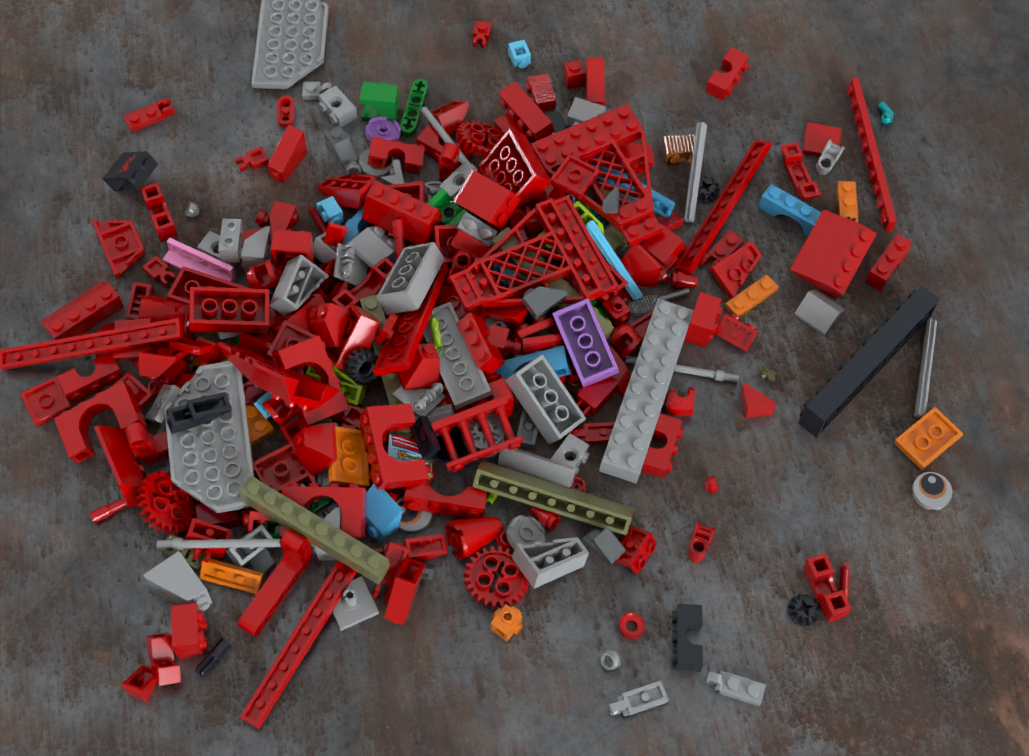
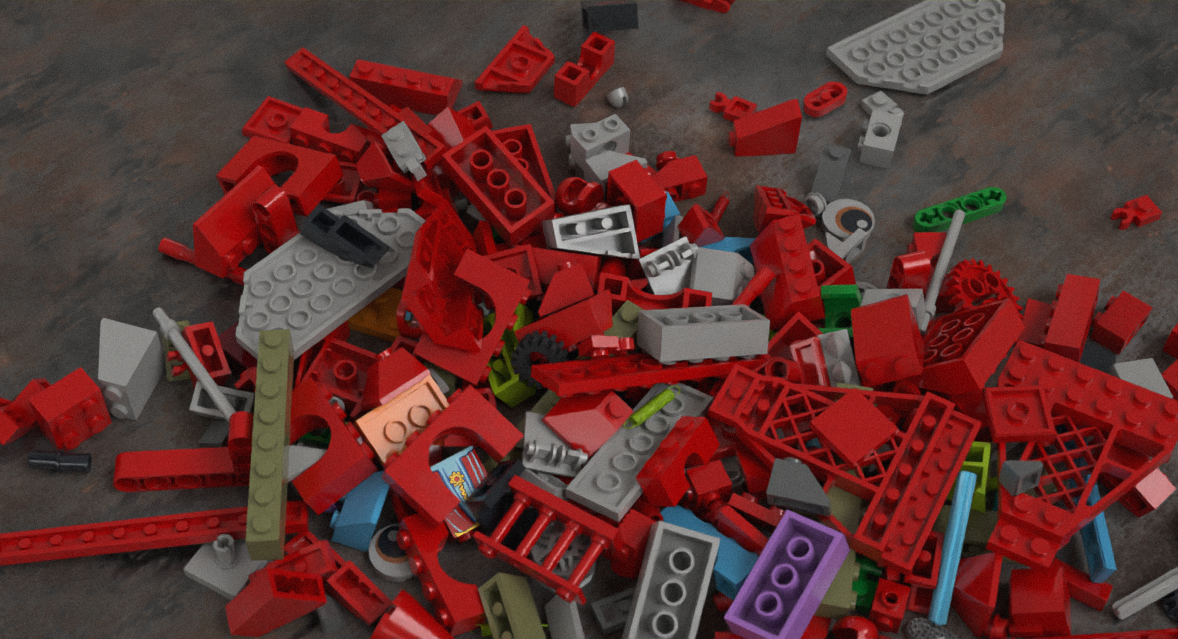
camera: 55 degrees right, 10 degrees down
(158, 270) = (515, 112): red plate -> none
(160, 340) = (405, 150): none -> light grey hinge
(165, 503) = (196, 298): red gear -> none
(183, 255) = (553, 141): bright pink fence -> none
(231, 576) = (176, 413): orange plate -> none
(330, 211) = (735, 216): medium azure brick -> none
(379, 101) = (929, 169): green piece -> none
(390, 129) = (880, 200): medium lavender plate -> none
(410, 155) = (862, 209): red arch -> none
(451, 115) = (980, 247): red slope -> none
(521, 57) = (1145, 270): medium azure brick -> none
(530, 251) = (853, 428): none -> red tile

